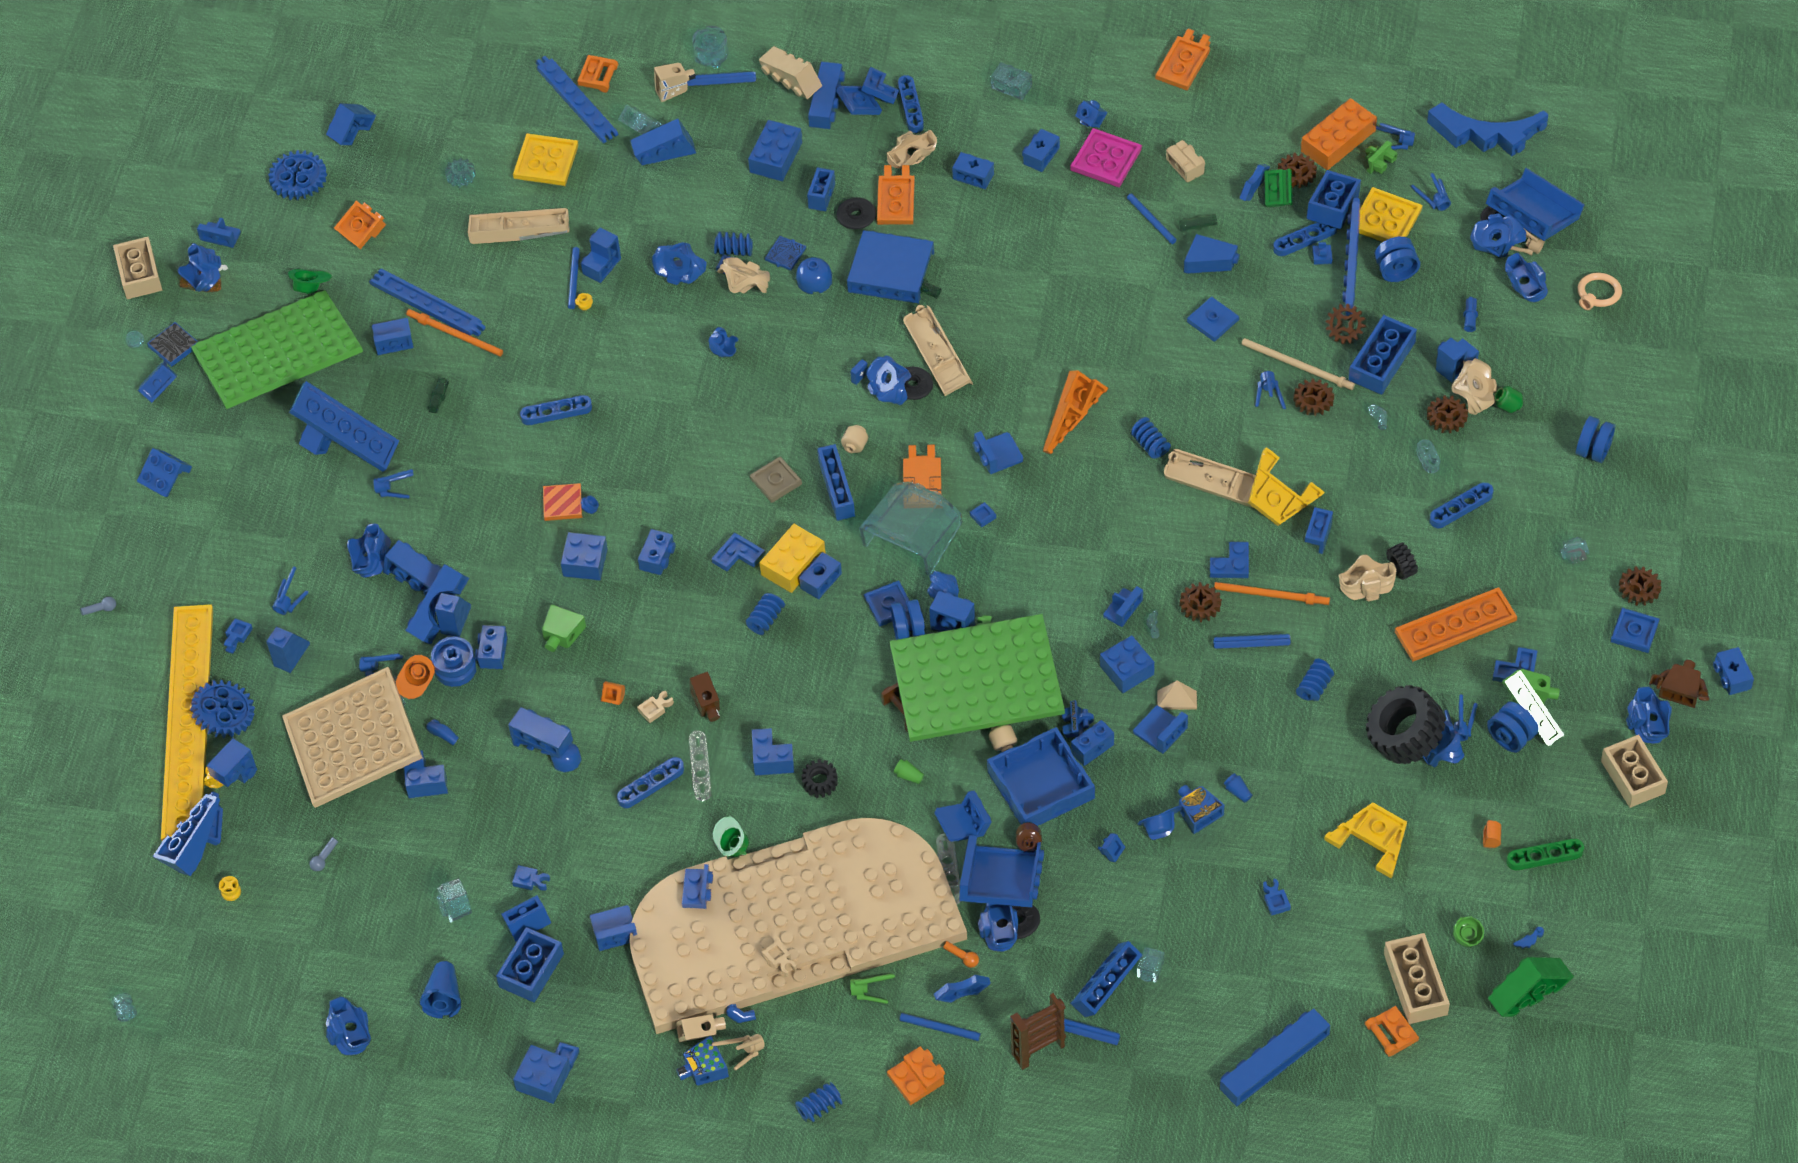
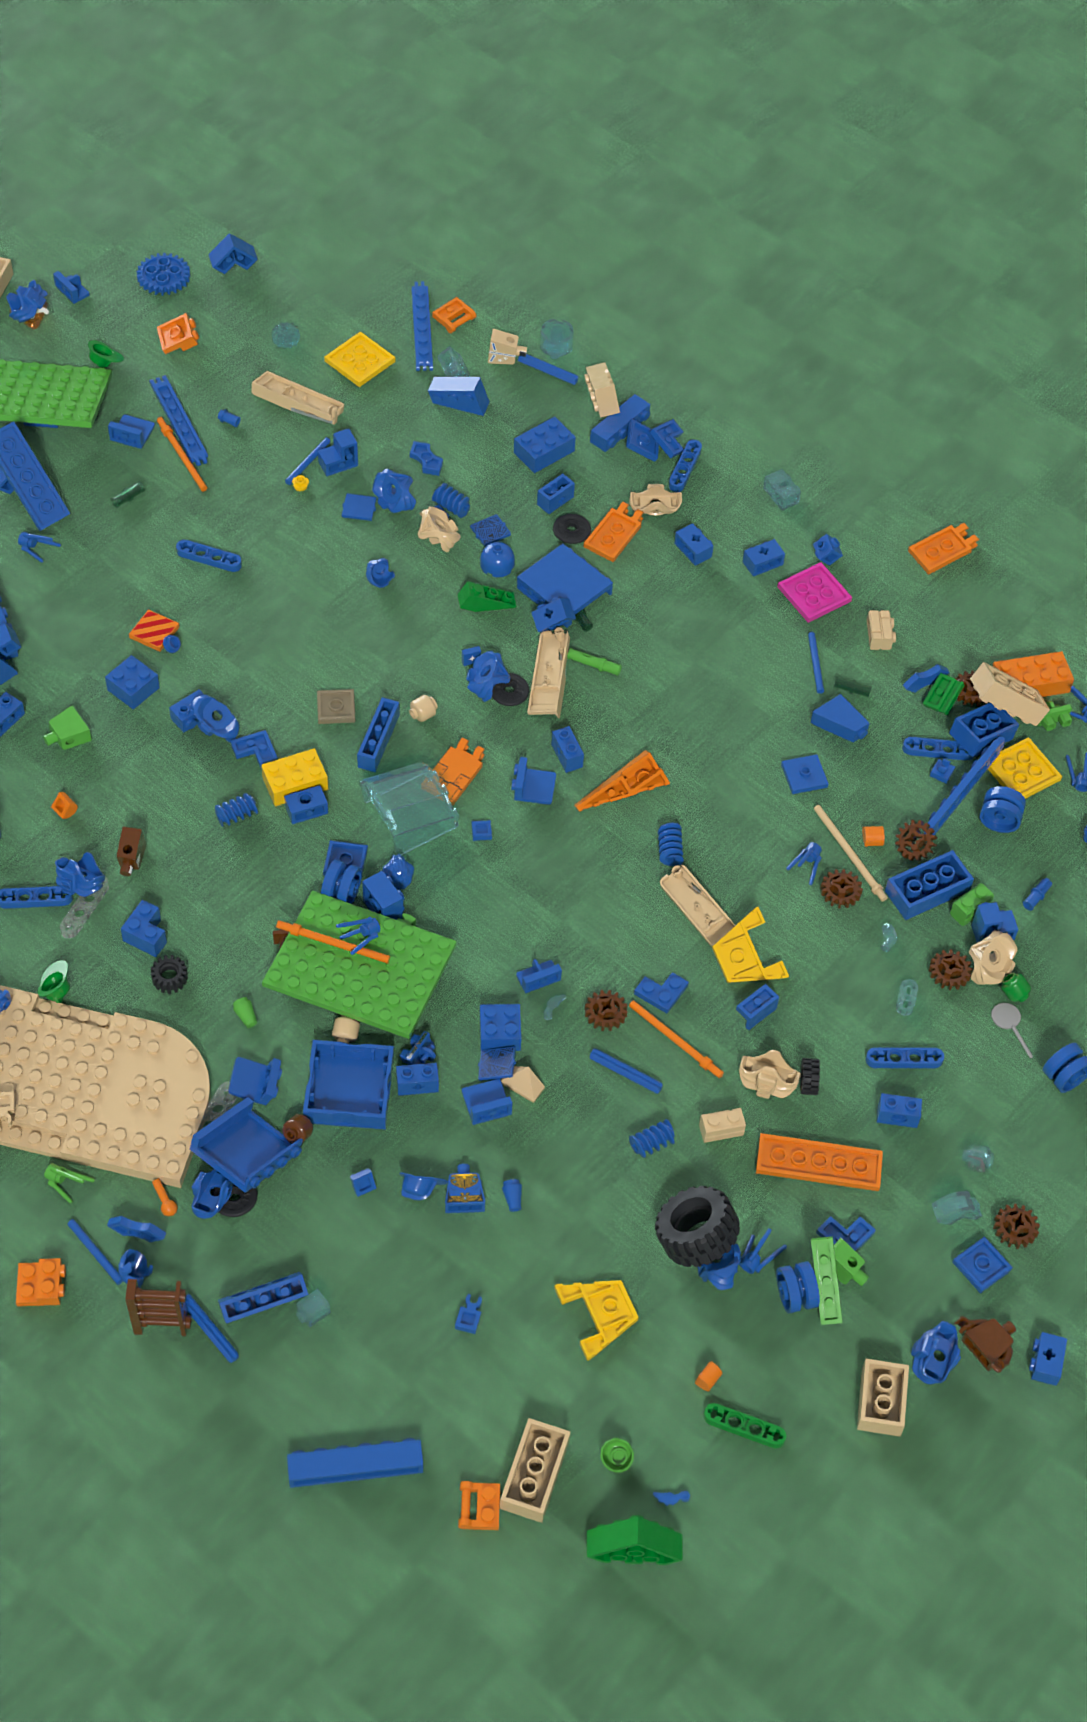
camera: 25 degrees right, 0 degrees up
(470, 277) = (225, 416): none -> blue pin
(653, 295) = (359, 507): none -> blue piece
(654, 708) = (86, 835): tan plate -> none
(671, 216) = (430, 463): none -> blue tile
(672, 541) = (204, 707): none -> blue piece
(679, 741) = (71, 875): none -> blue piece
(828, 316) = (484, 598): none -> green slope
(907, 678) = (296, 930): none -> orange bar
(914, 292) = (553, 615): none -> blue brick
(966, 643) = (369, 928): none -> blue plant
(967, 319) = (593, 661): none -> bright green pin
(984, 1020) = (134, 1266): none -> blue hair
(1003, 406) = (567, 749): none -> blue brick
(1145, 694) = (497, 1063): none -> blue piece
(1306, 339) = (873, 835): none -> orange brick
(1337, 158) = (1009, 694): none -> tan brick
(1361, 639) = (722, 1125): none -> tan brick
(1426, 351) = (964, 908): none -> bright green brick
(1488, 548) = (899, 1110): none -> blue brick
(1517, 427) = (1008, 1017): none -> light grey piece
(1585, 598) = (955, 1207): none -> clear light blue brick

